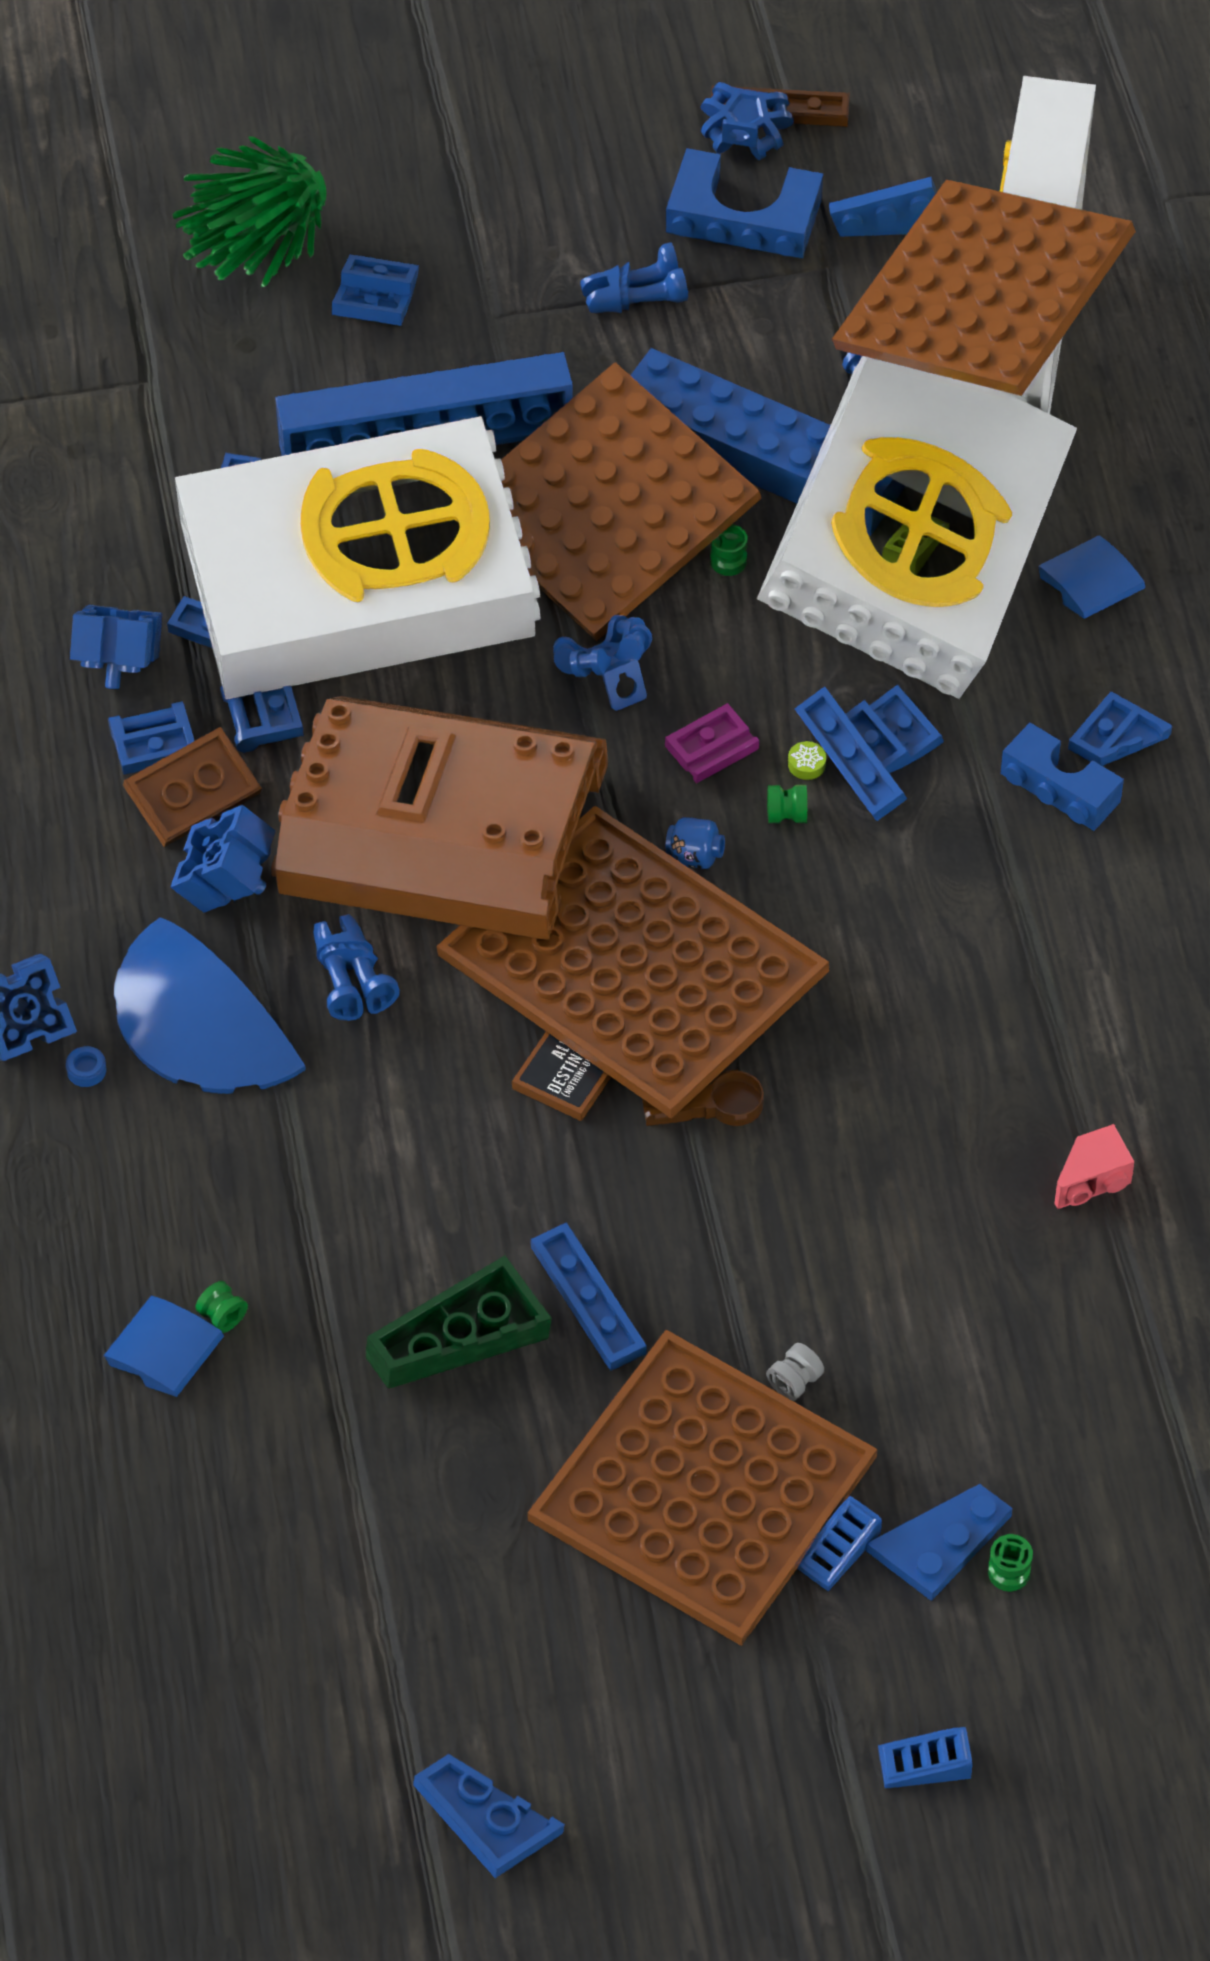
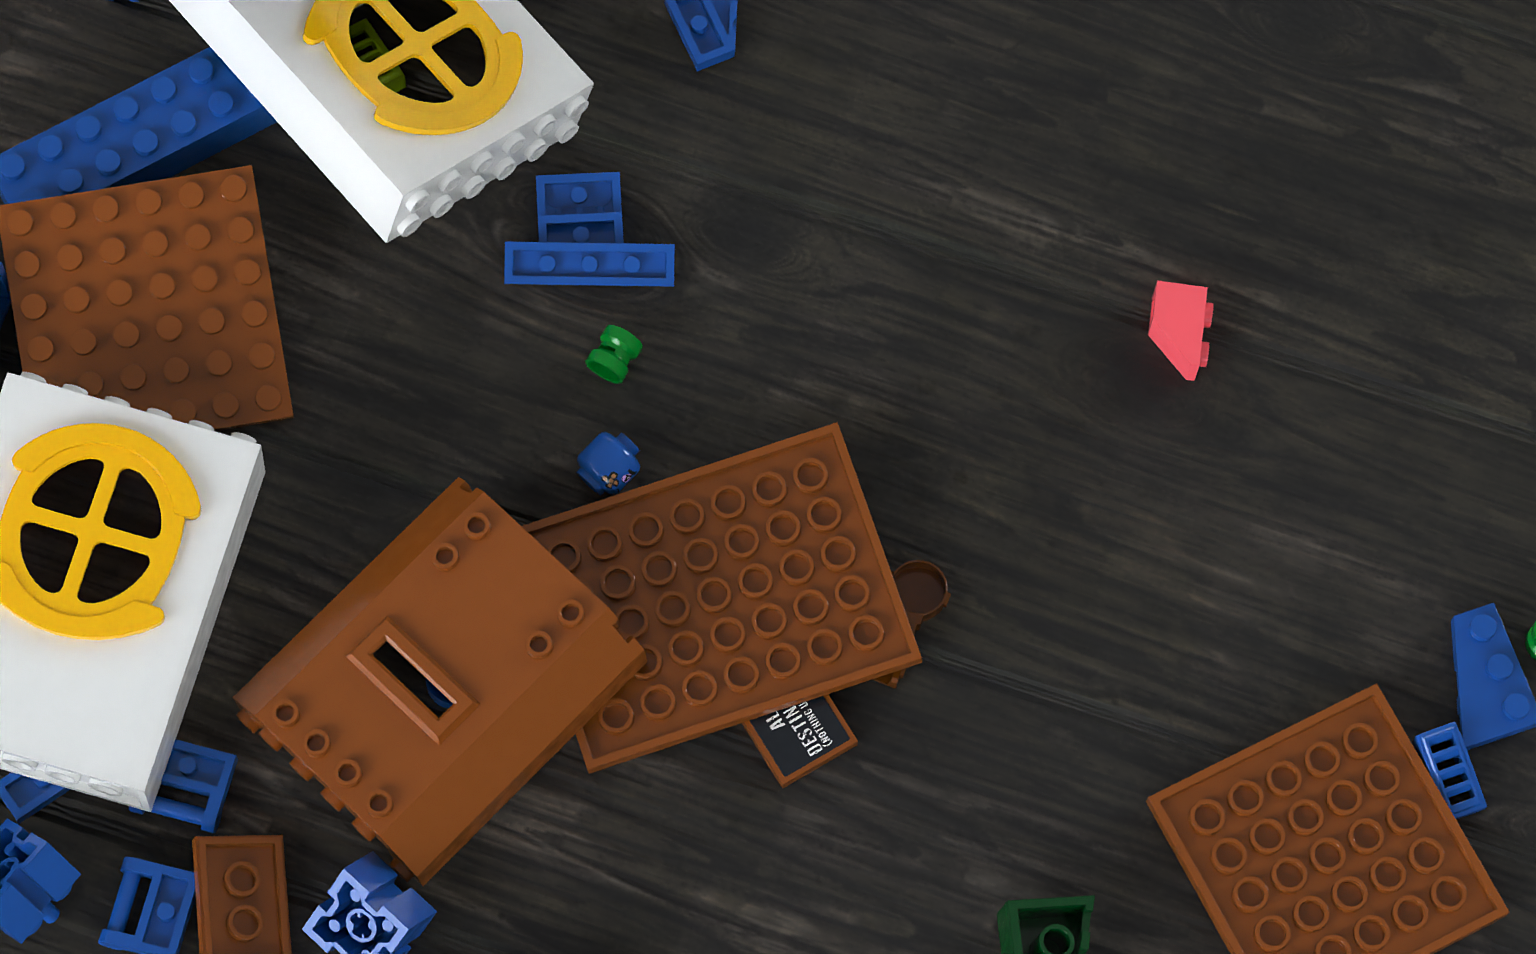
camera: 65 degrees left, 15 degrees up
(352, 951) = (542, 850): blue piece -> none
(588, 1296) = (1067, 847): blue plate -> none
(618, 654) = (337, 418): blue piece -> none
(711, 743) = (496, 381): magenta plate -> none
(729, 551) = (277, 223): green wheel -> none
(795, 1371) = (1253, 707): light grey wheel -> none
(807, 760) = (567, 307): lime tile -> none
(1082, 795) = (704, 113): blue arch -> none

